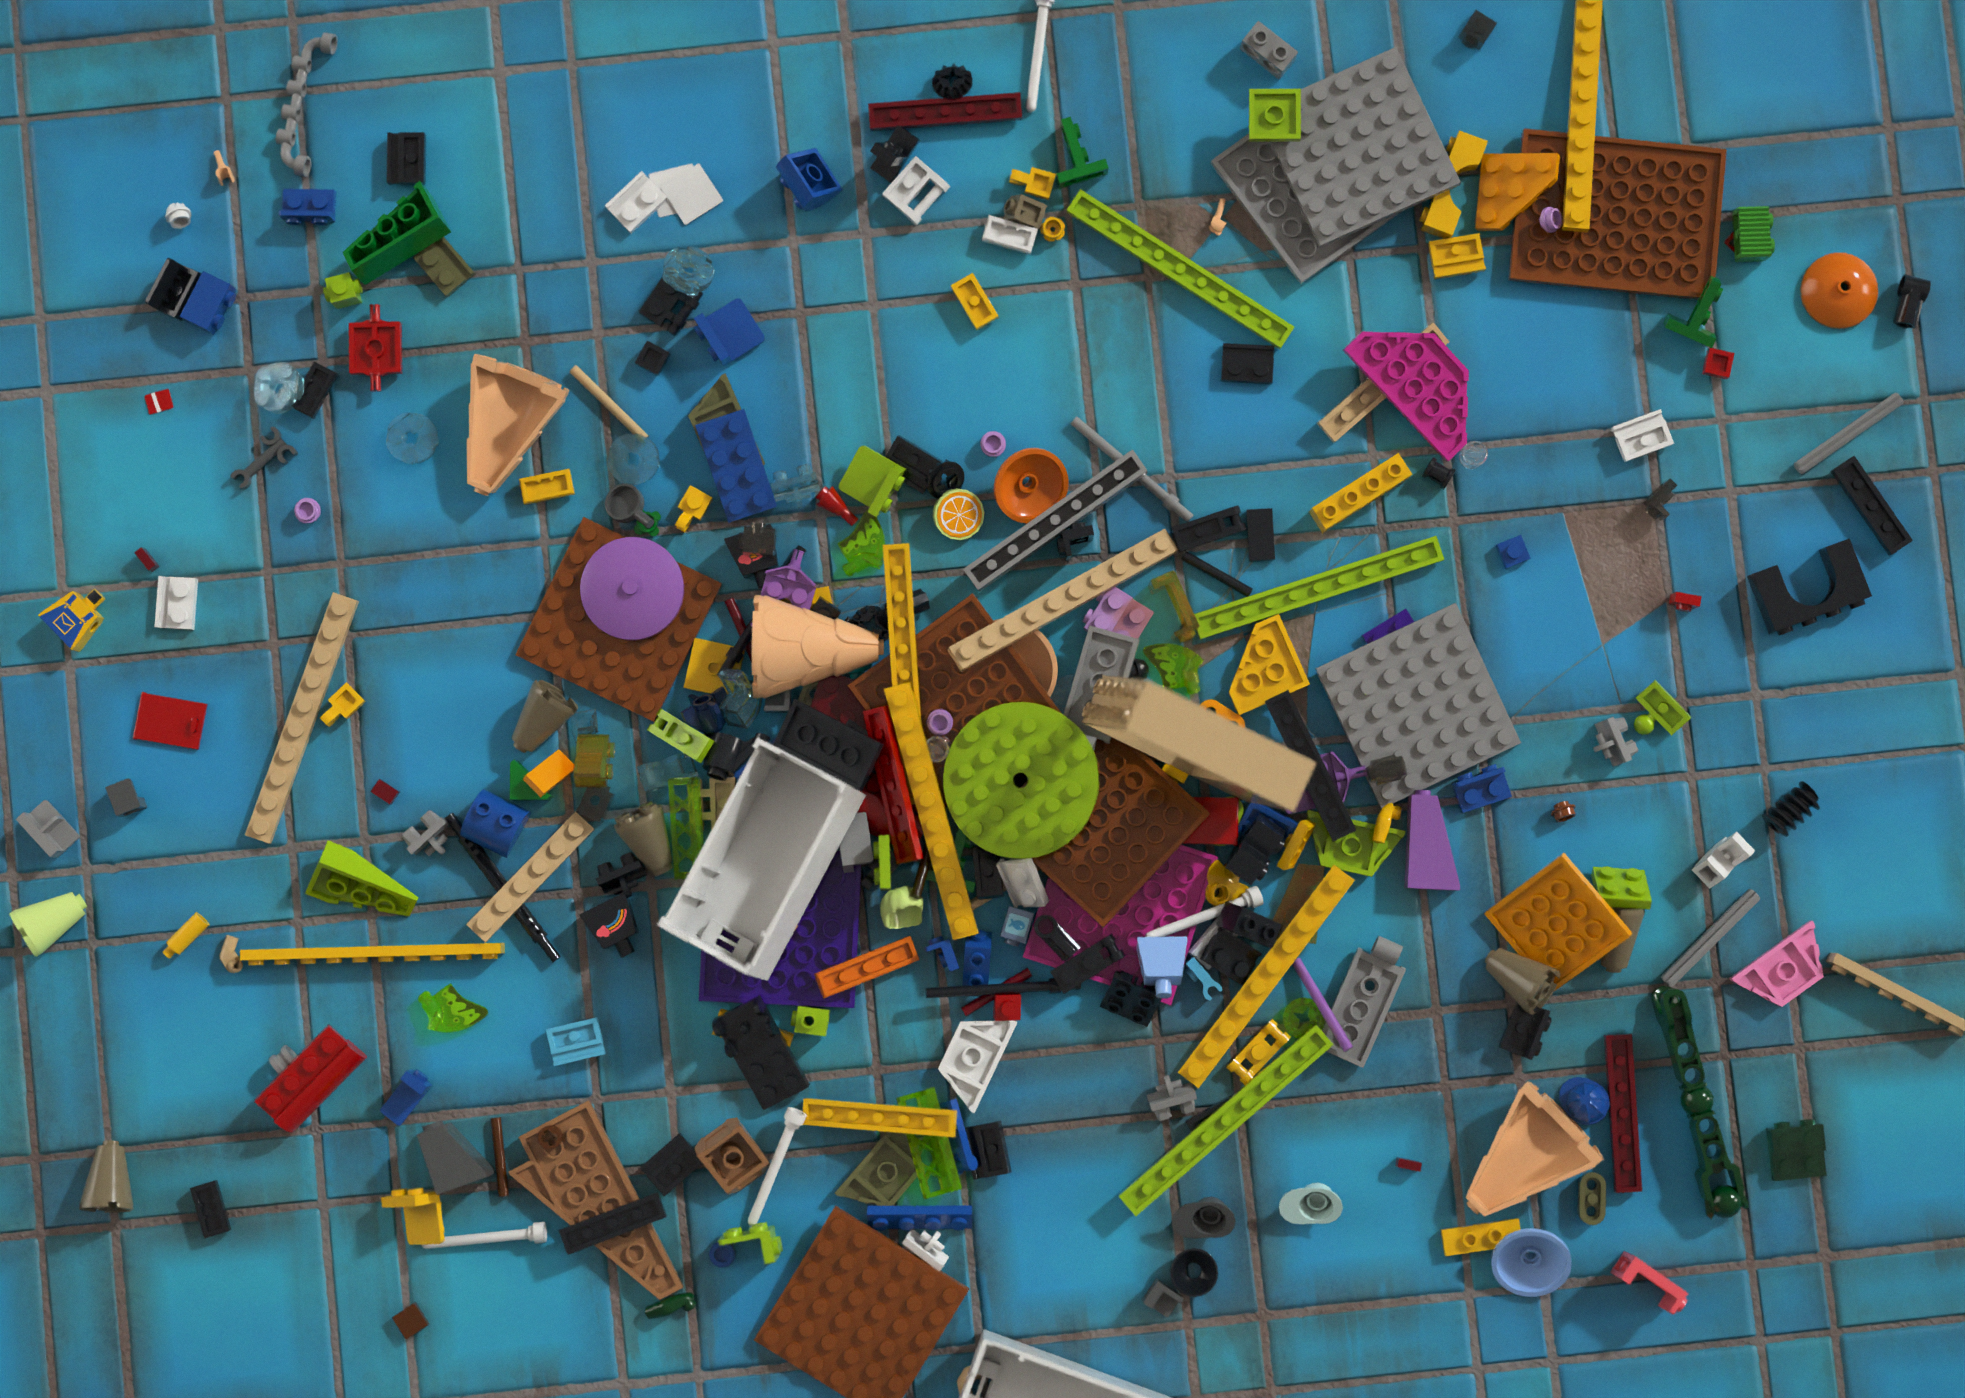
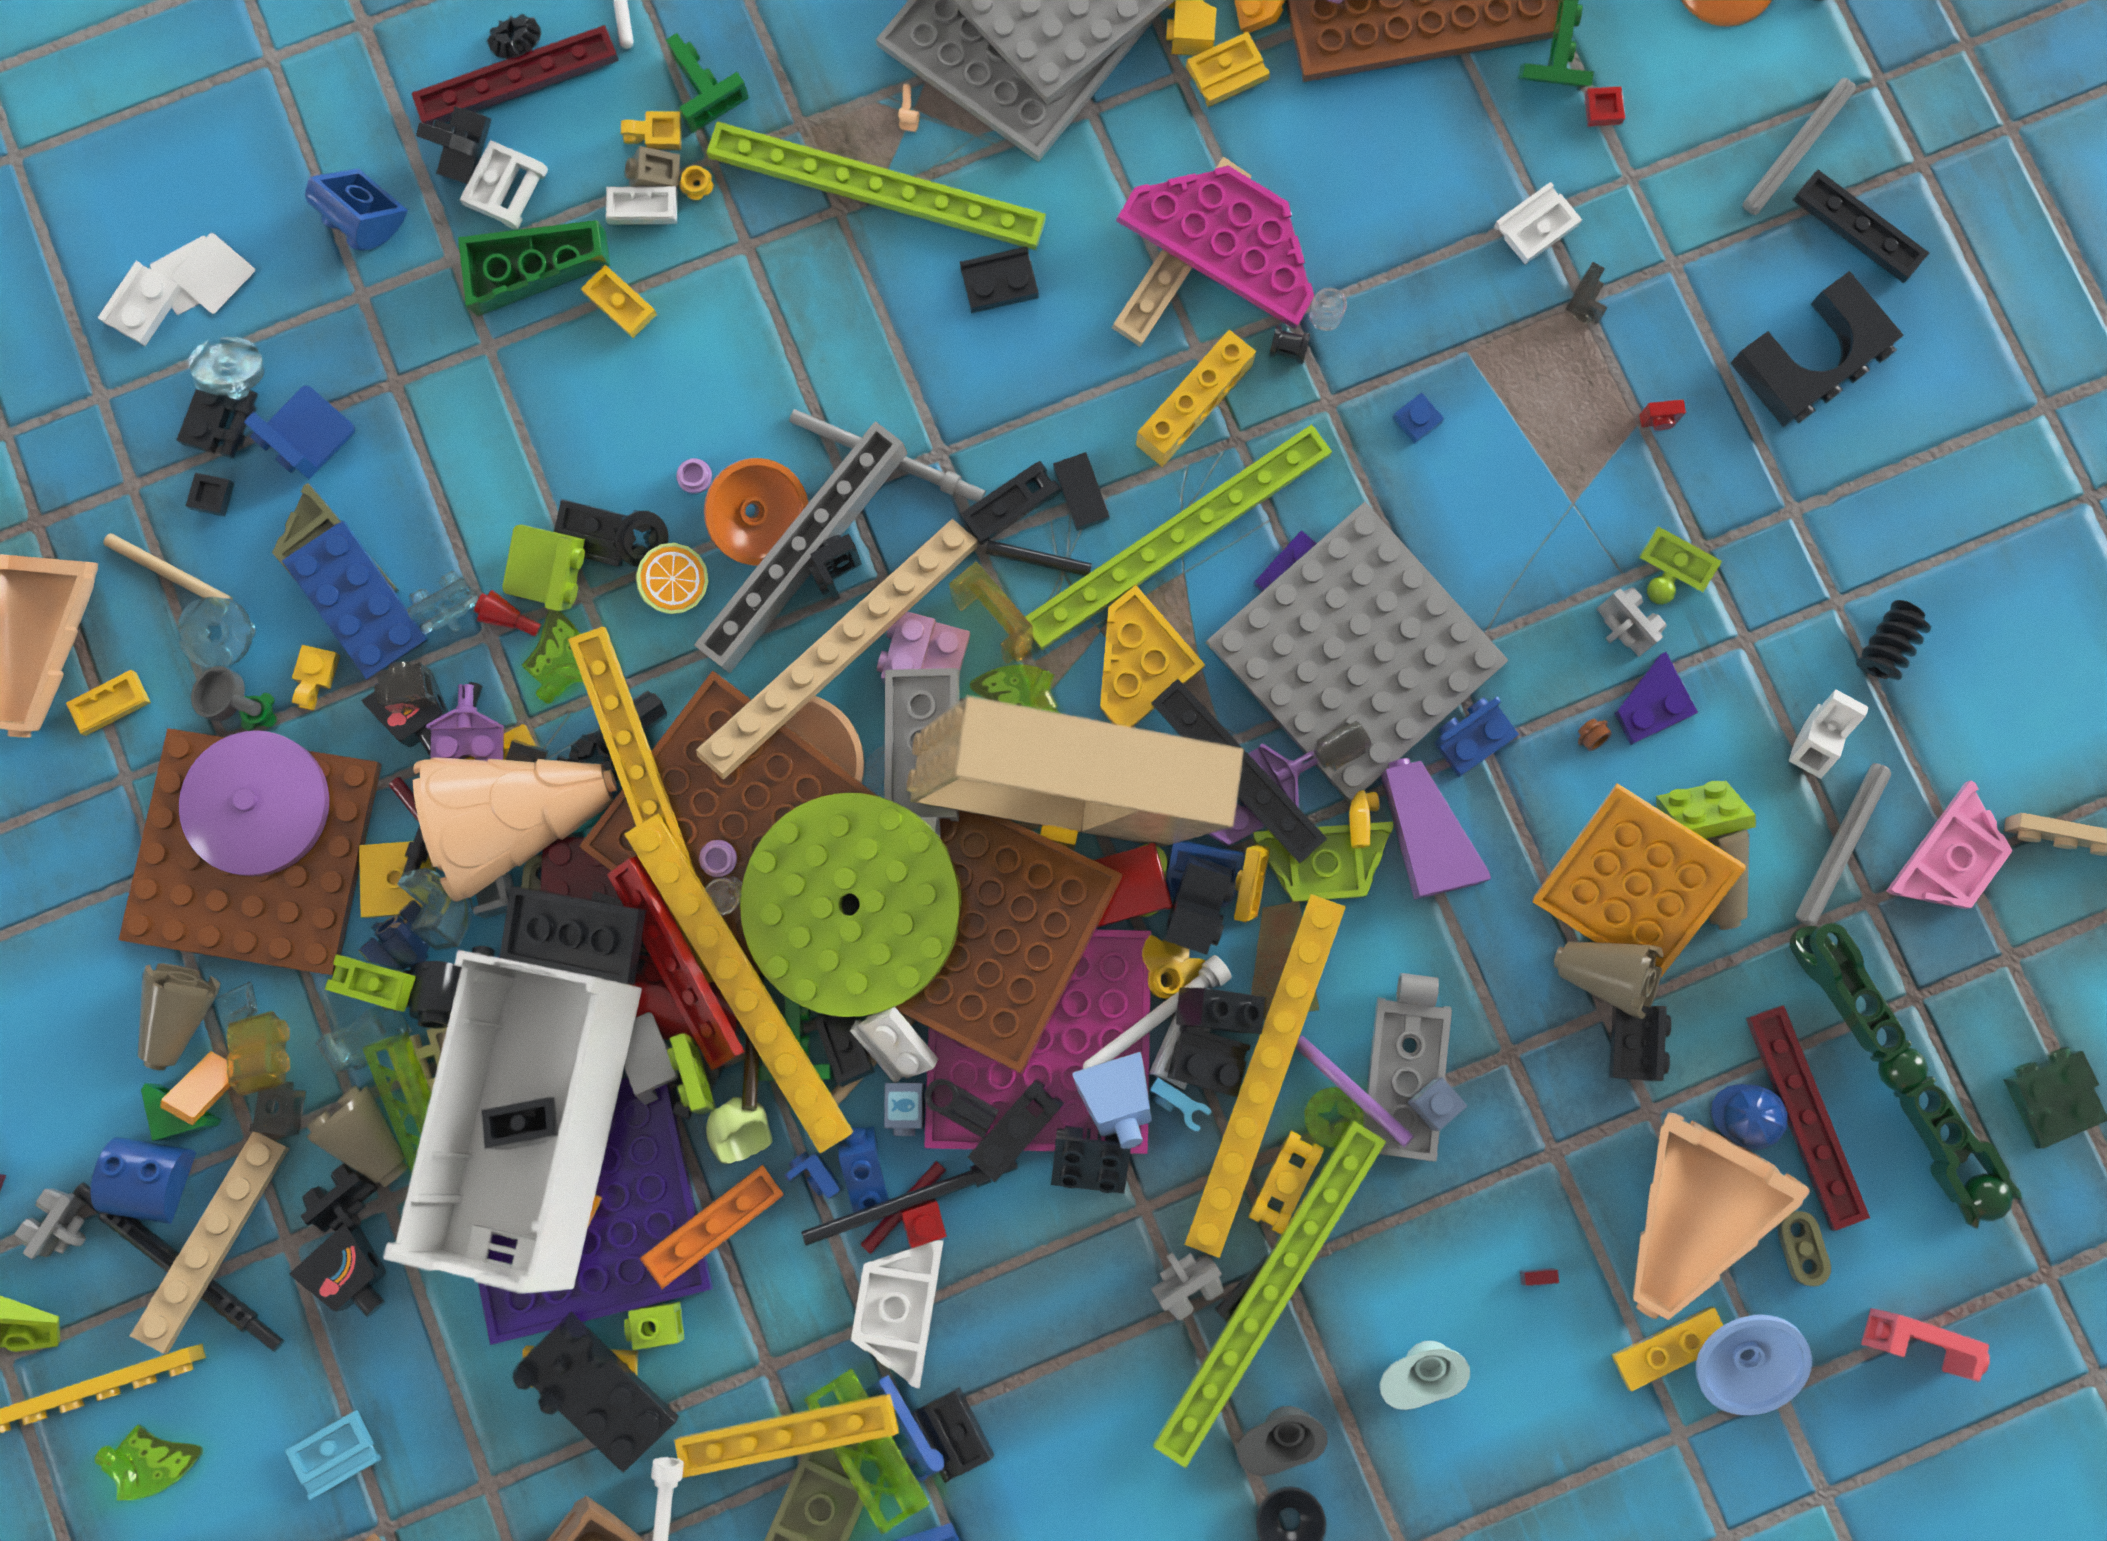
camera: 15 degrees left, 5 degrees down
(765, 863) = (520, 1124): none -> black slope
(917, 255) = (524, 262): none -> green wedge
(1375, 1030) = (1437, 1104): none -> sand blue brick
(1613, 801) = (1655, 702): none -> dark purple wing

